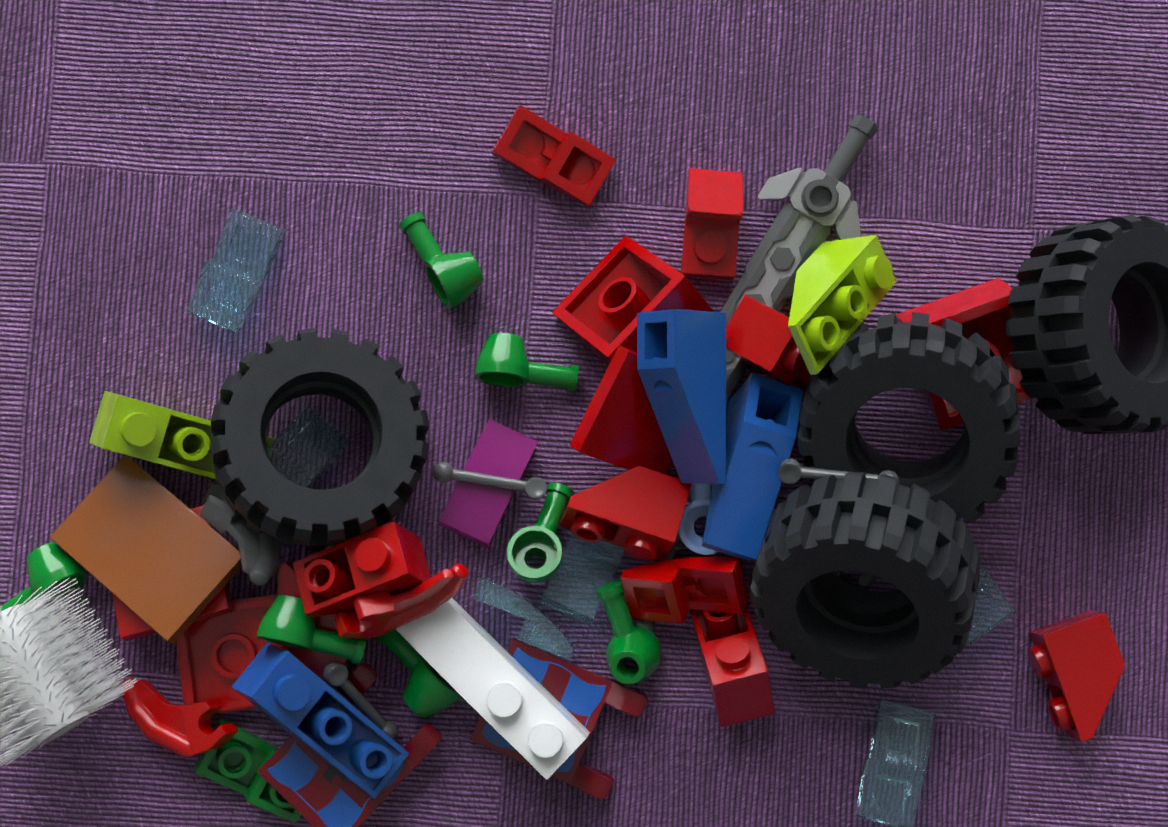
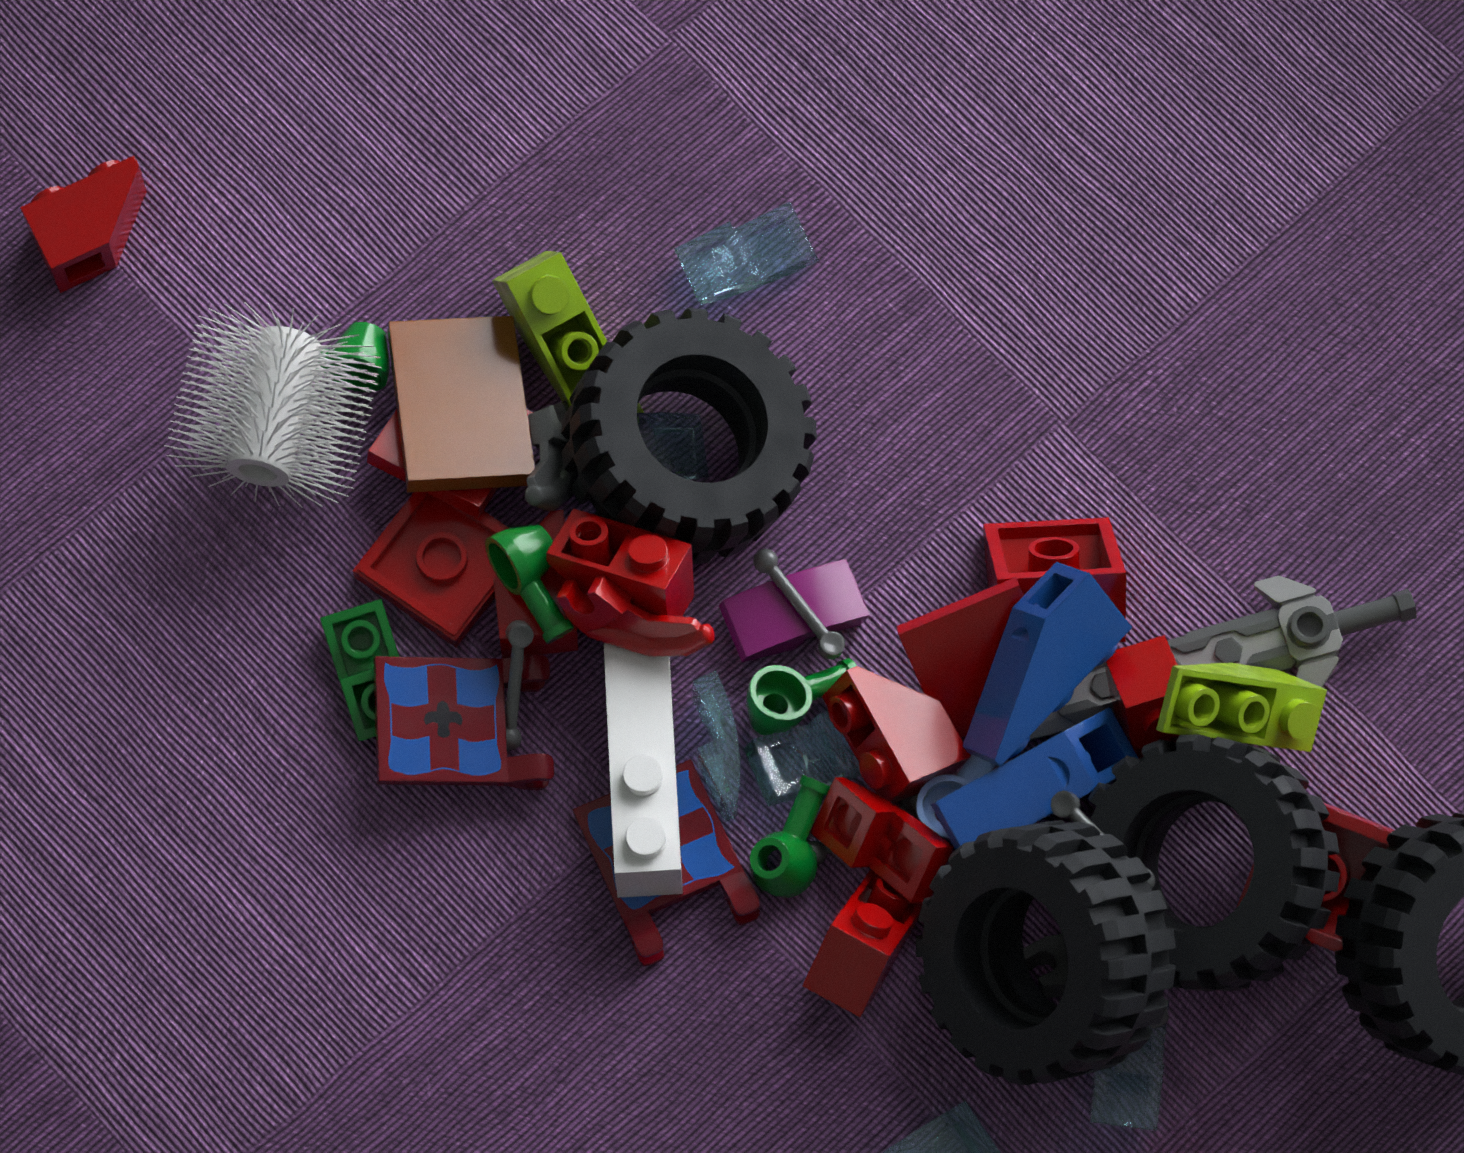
camera: 40 degrees right, 15 degrees down
(175, 727) = (340, 568): red piece -> none
(320, 718) = (470, 660): blue slope -> none
(426, 689) = (582, 729): green bar -> none
(451, 274) = (926, 414): green bar -> none
(506, 364) = (901, 528): green bar -> none
(553, 156) = (1106, 397): red slope -> none
(712, 223) = (1192, 573): red slope -> none

